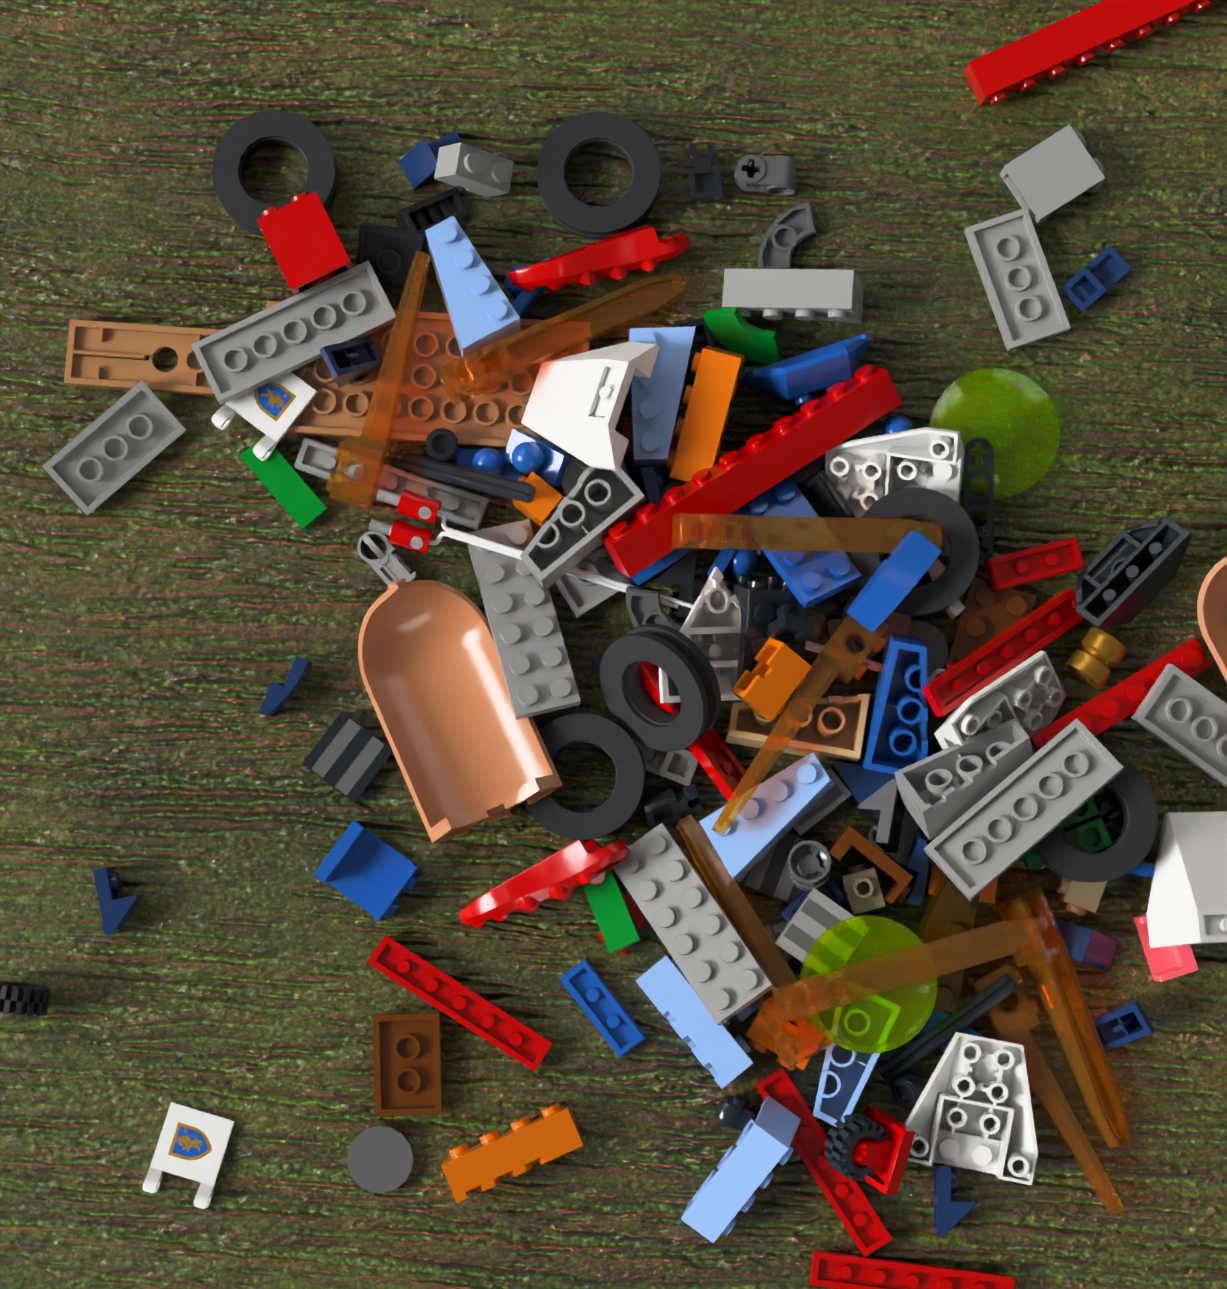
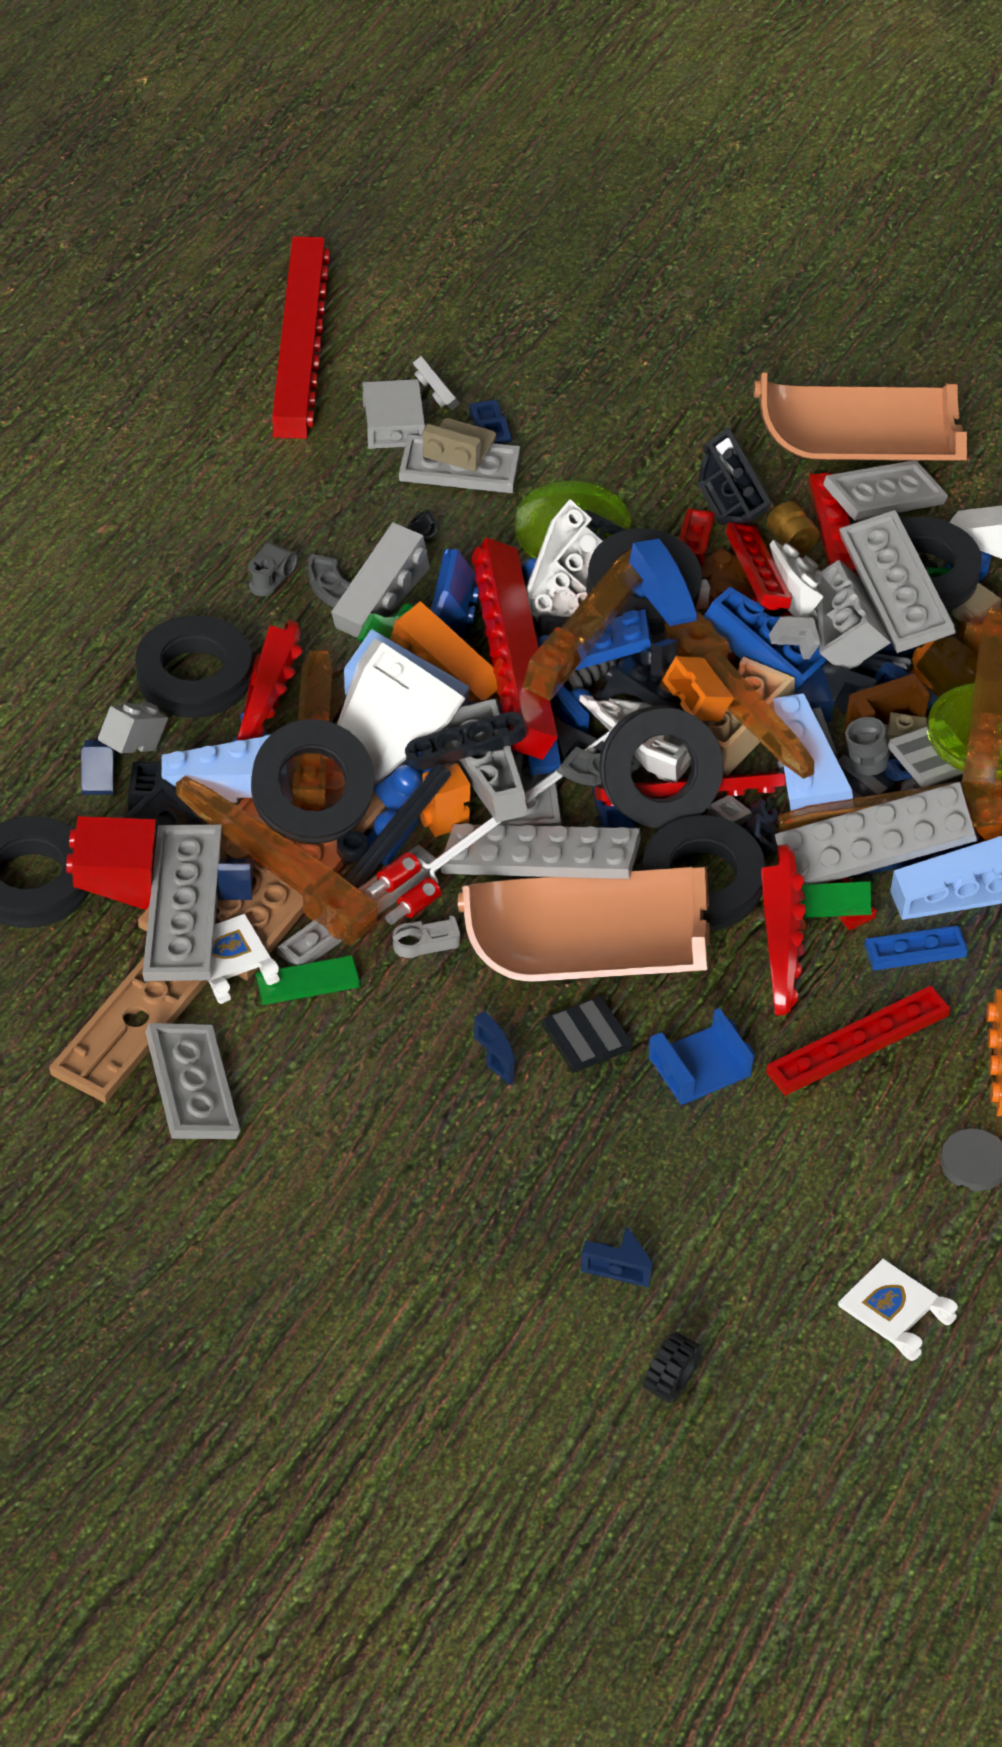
camera: 70 degrees left, 35 degrees down
(407, 1064) = (896, 1100): reddish brown plate -> none
(418, 385) = (332, 742): none -> black tyre
(570, 498) = (465, 736): none -> black beam
(703, 178) = (242, 606): black plate -> none
(906, 732) = (796, 631): none -> light grey bracket
(908, 289) = (422, 521): none -> black tile
(1030, 268) = (457, 443): none -> dark tan bracket
(1116, 197) = (428, 375): none -> light grey wing

